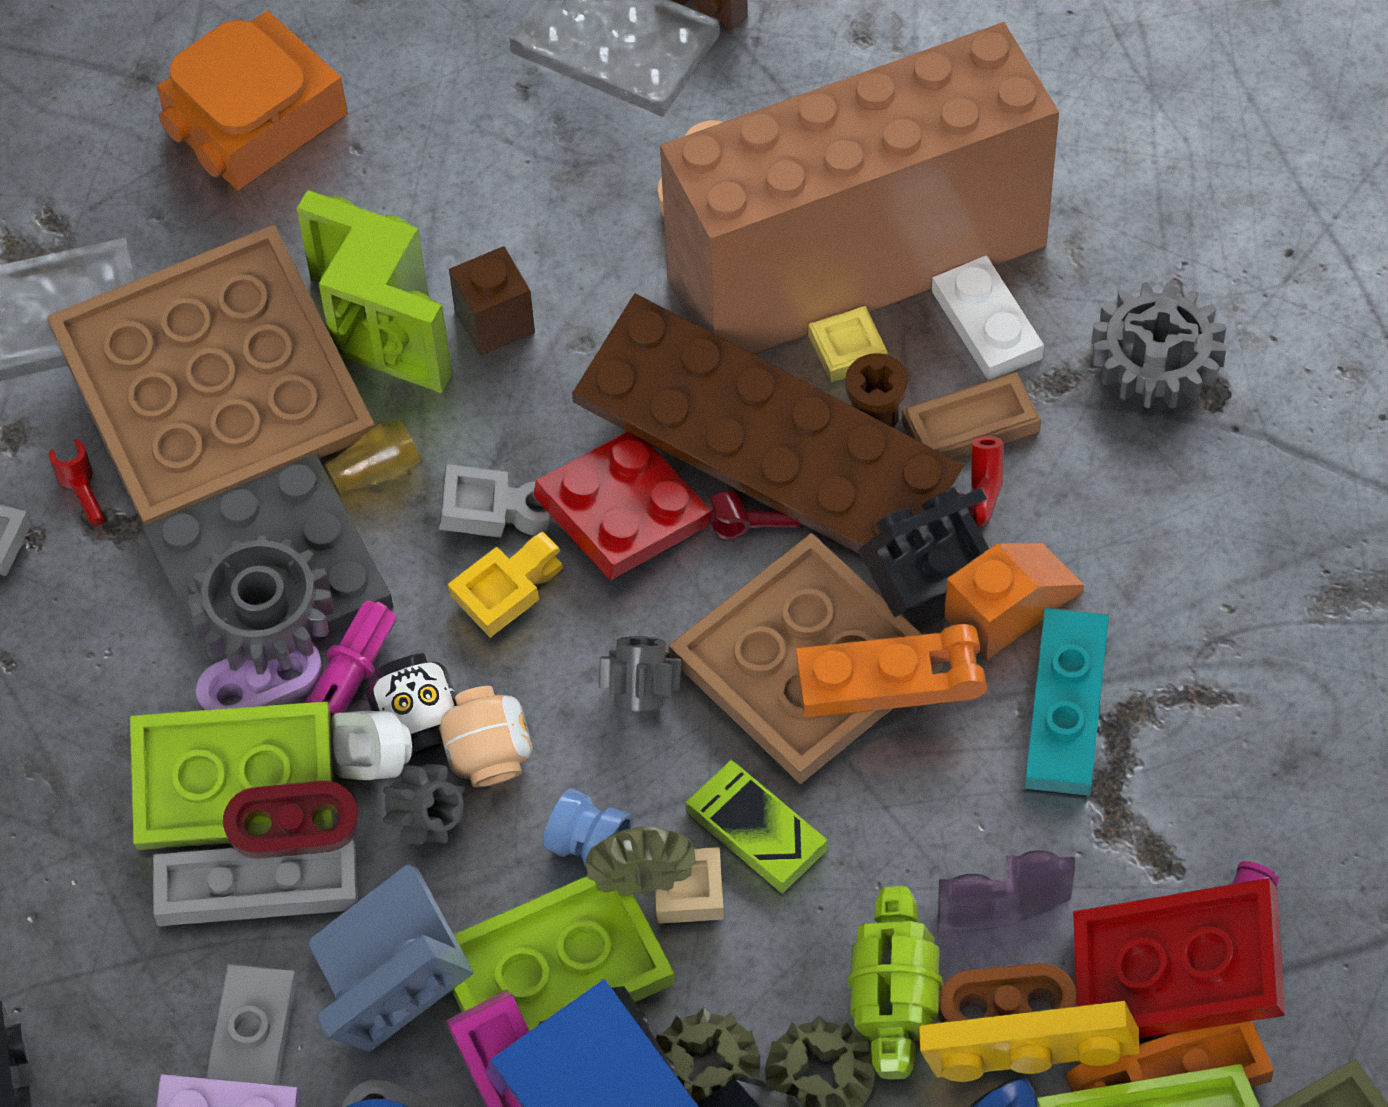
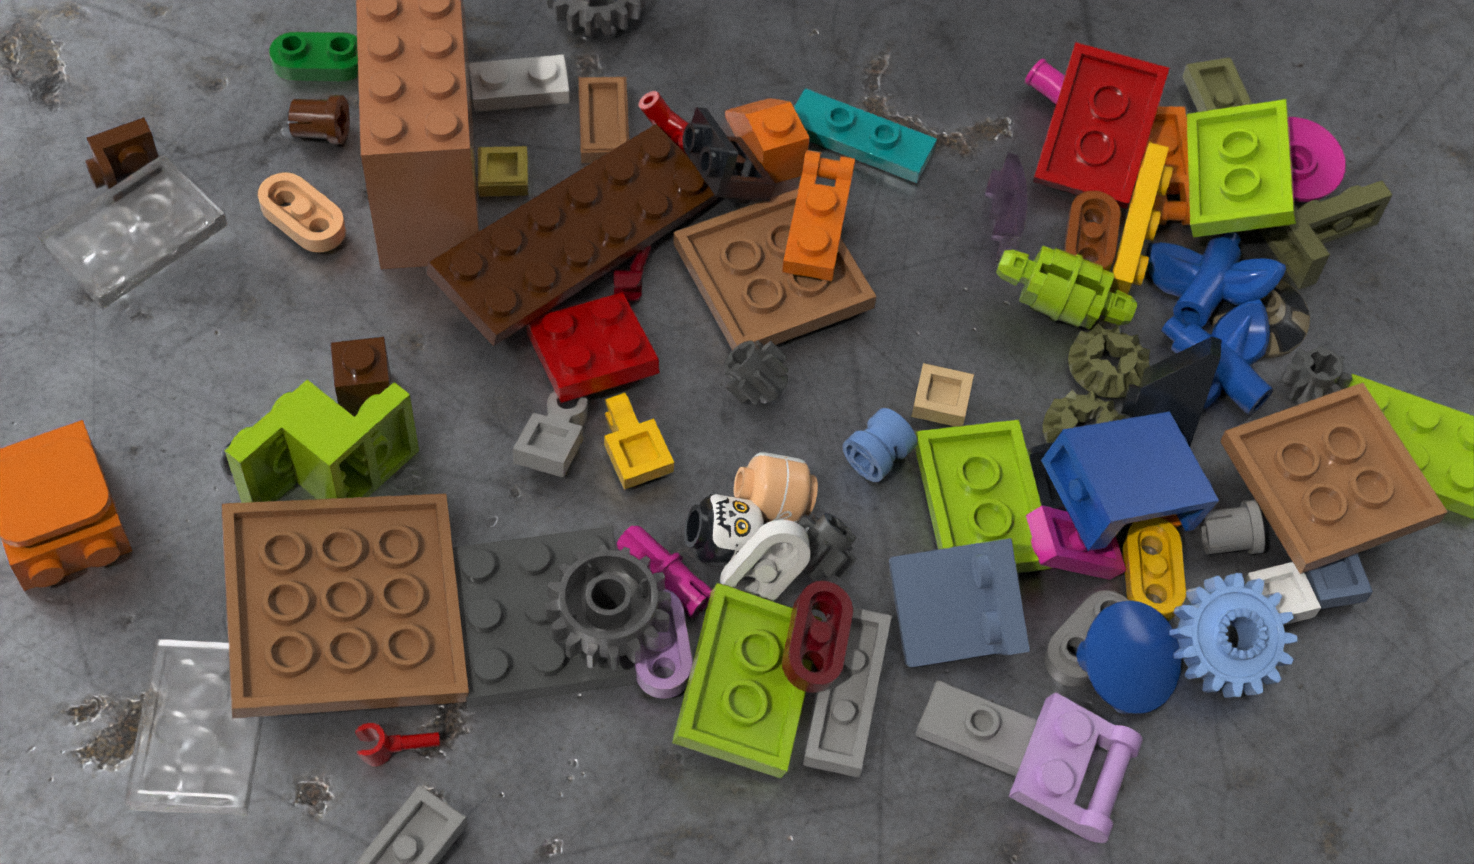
camera: 80 degrees left, 0 degrees up
(375, 458) = (475, 502): clear yellow cone -> none
(640, 860) = (945, 398): olive gear -> none
(756, 826) = (900, 343): lime tile -> none
(877, 386) = (565, 152): reddish brown bush -> none

